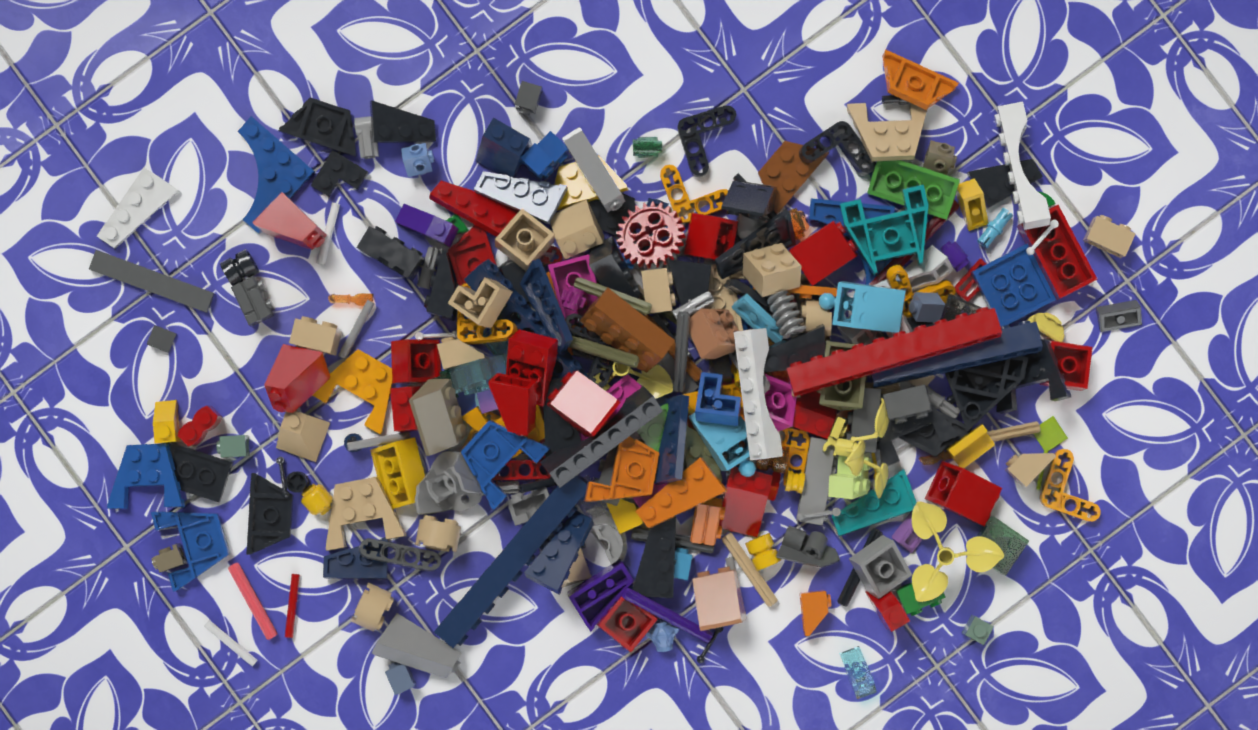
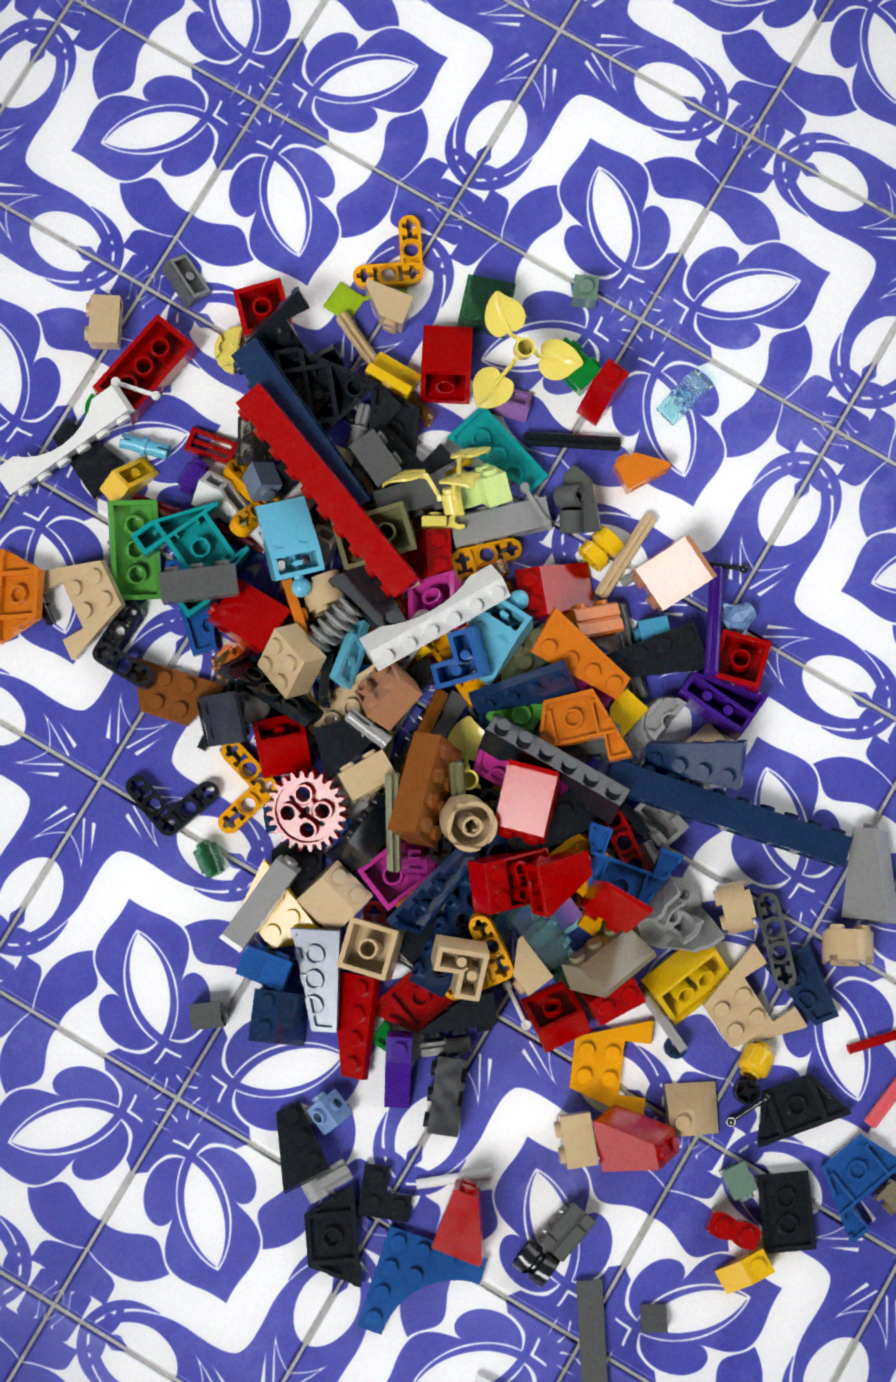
camera: 115 degrees left, 5 degrees down
(146, 467) = (804, 1270): blue wing -> none
(356, 329) = (543, 1098): light grey piece -> none
(358, 299) = (513, 1110): clear orange piece -> none
(475, 436) = (613, 906): none -> red slope
(586, 351) = (473, 835): none -> tan brick
(681, 351) = (422, 721): dark grey axle -> none
(774, 486) = (526, 563): red tile -> none
(795, 482) = (511, 544): yellow wheel -> none
(862, 222) = (199, 582): none -> dark grey brick
(880, 566) = (563, 417): light grey brick -> none
(939, 157) = (91, 535): dark tan brick -> none
(1013, 285) = (199, 401): blue plate -> none

